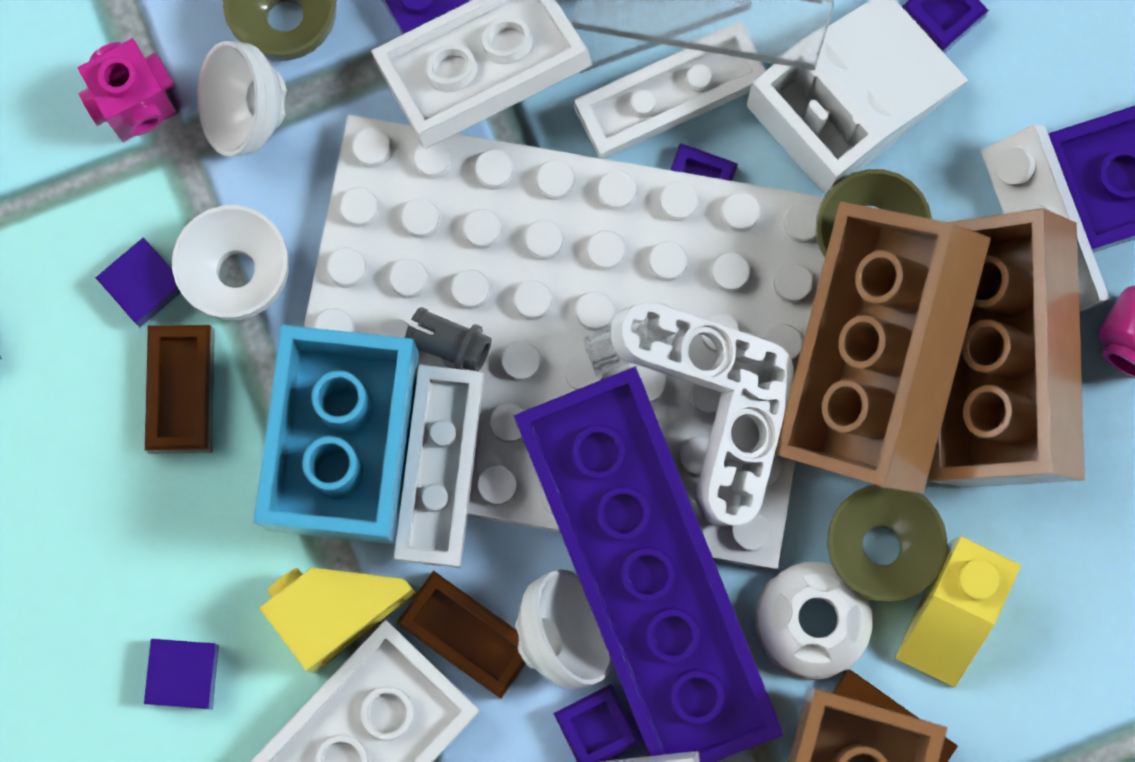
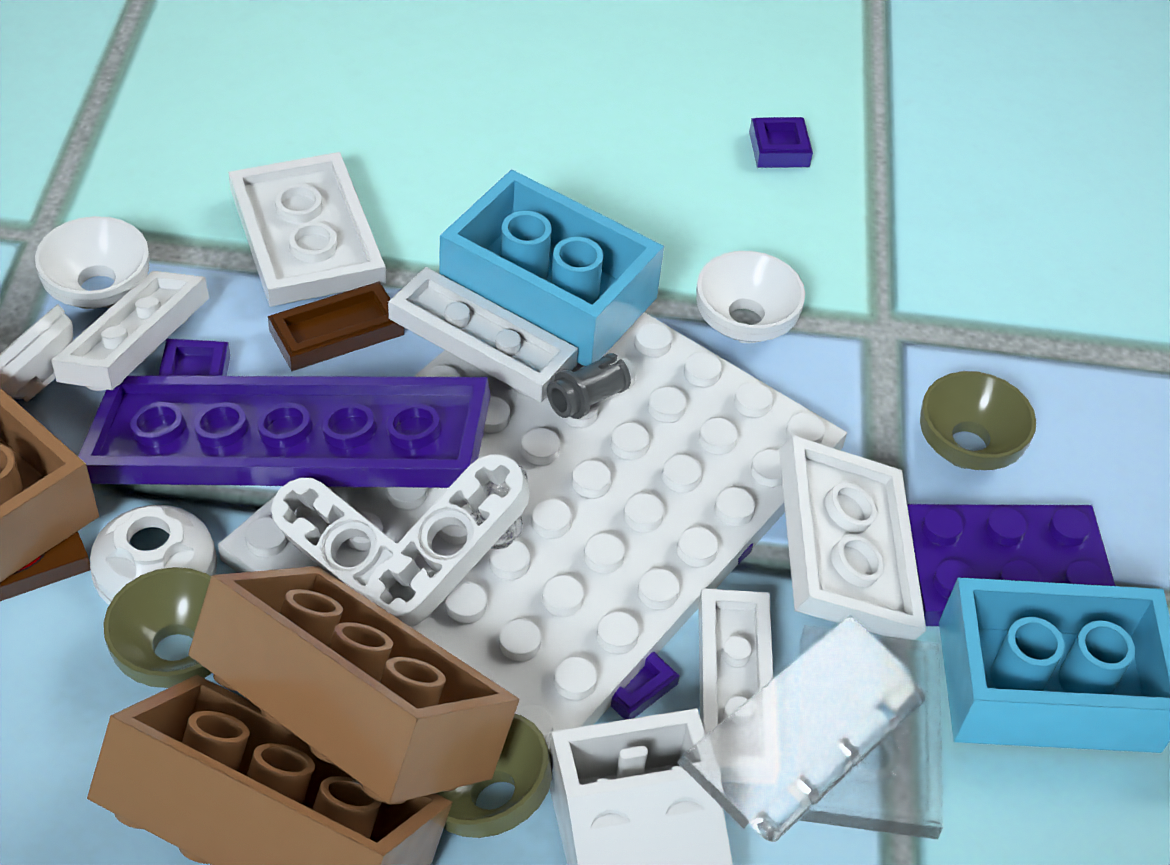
camera: 110 degrees right, 30 degrees down
(126, 89) = (944, 295): dark pink brick -> none
(140, 282) = (774, 241): dark purple tile -> none
(179, 389) = (685, 246): reddish brown tile -> none
(181, 673) = (438, 159): dark purple tile -> none
(239, 98) = (896, 360): white piece -> none
(330, 610) = (413, 230): light yellow slope -> none
(561, 633) = (255, 338): white piece -> none
(957, 611) = (71, 669): light yellow slope -> none

